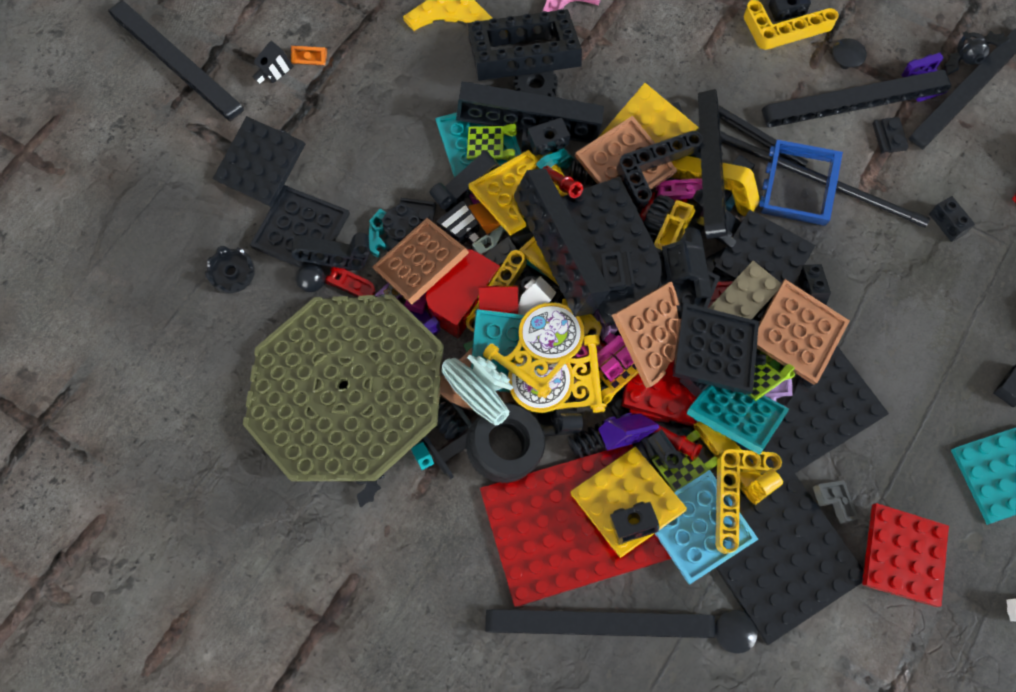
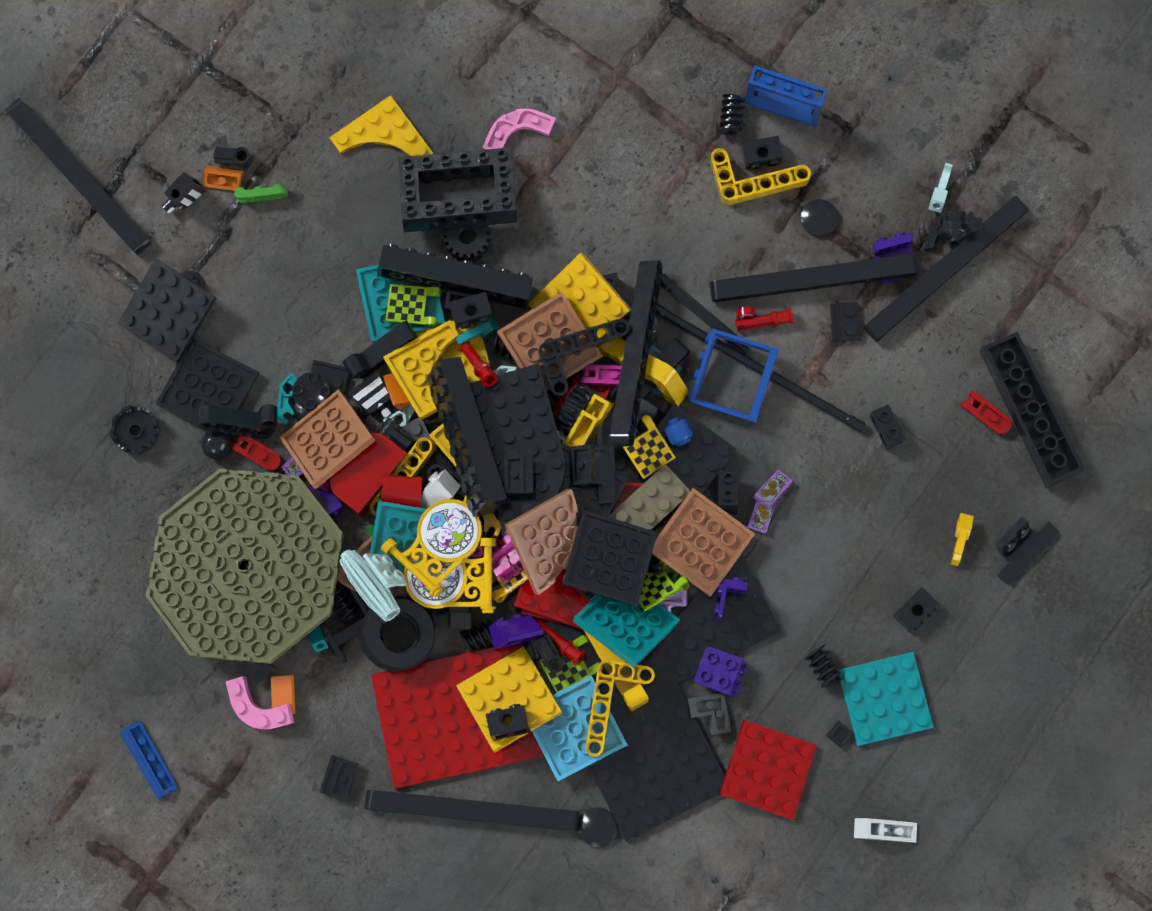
camera: 10 degrees right, 10 degrees up
(250, 596) = (148, 759): none -> blue slope
(322, 34) = (231, 156): none -> black piece
(343, 63) = (261, 193): none -> bright green plate
(358, 538) = (251, 713): none -> bright pink plate
(390, 516) = (283, 691): none -> orange slope
(455, 599) = (339, 777): none -> black plate
(485, 249) = (396, 434): none -> black piece
(735, 249) = (649, 450): none -> yellow flag
(761, 230) = (678, 431): none -> blue head
(799, 132) = (745, 312): none -> red tile
(826, 135) = (774, 319): none -> red pin
(831, 377) = (735, 585): none -> dark purple bracket
(838, 457) = (721, 671): none -> dark purple bracket
(848, 303) = (761, 517): none -> tile
(855, 281) = (773, 489): none -> tile
(941, 446) = (823, 667): none -> black piece
(953, 28) = (939, 194): none -> light aqua piece
(968, 513) = (839, 734): none -> black tile

